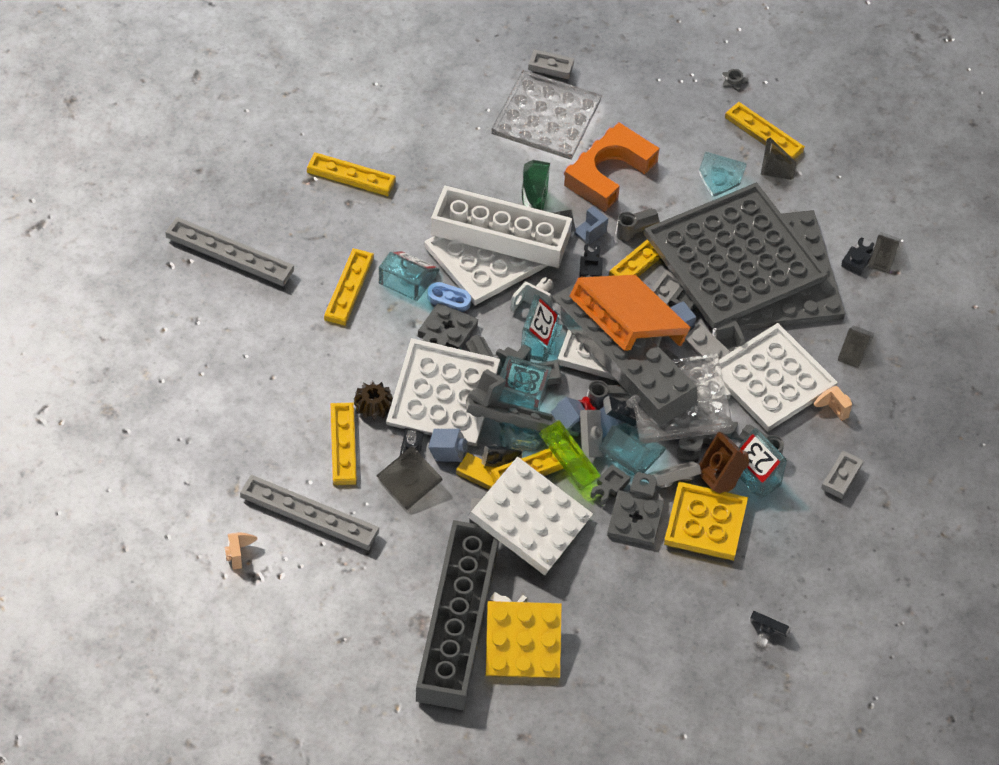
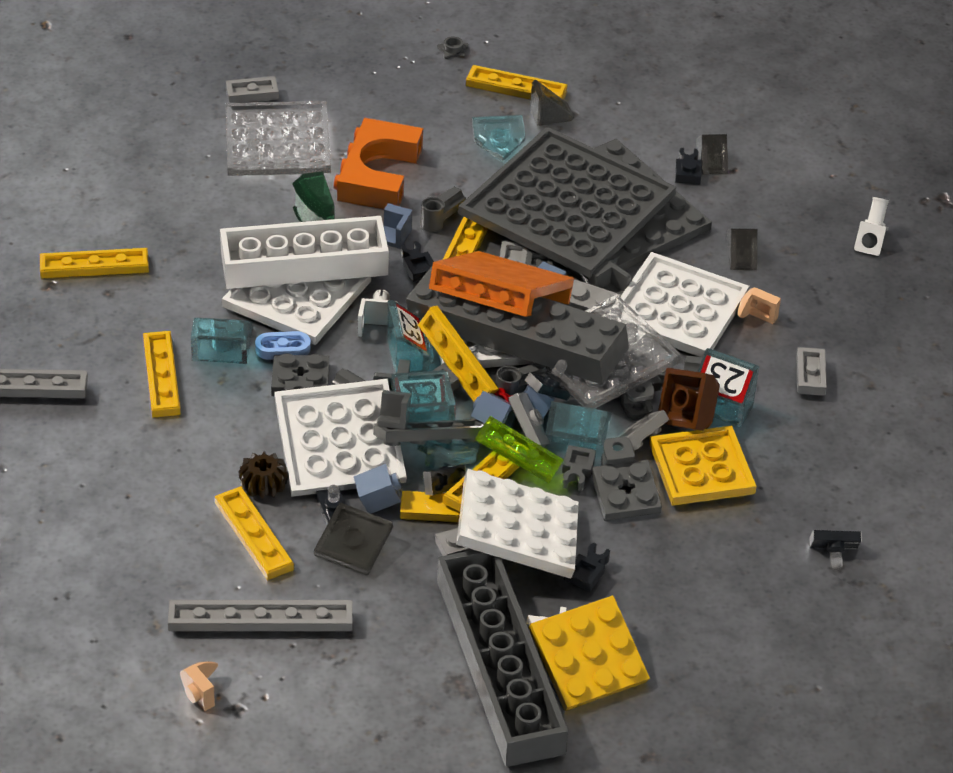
camera: 25 degrees left, 10 degrees down
(566, 572) = (589, 569): none -> black plate
(567, 356) = (456, 353): none -> yellow tile
(974, 367) = (873, 225): none -> white bracket

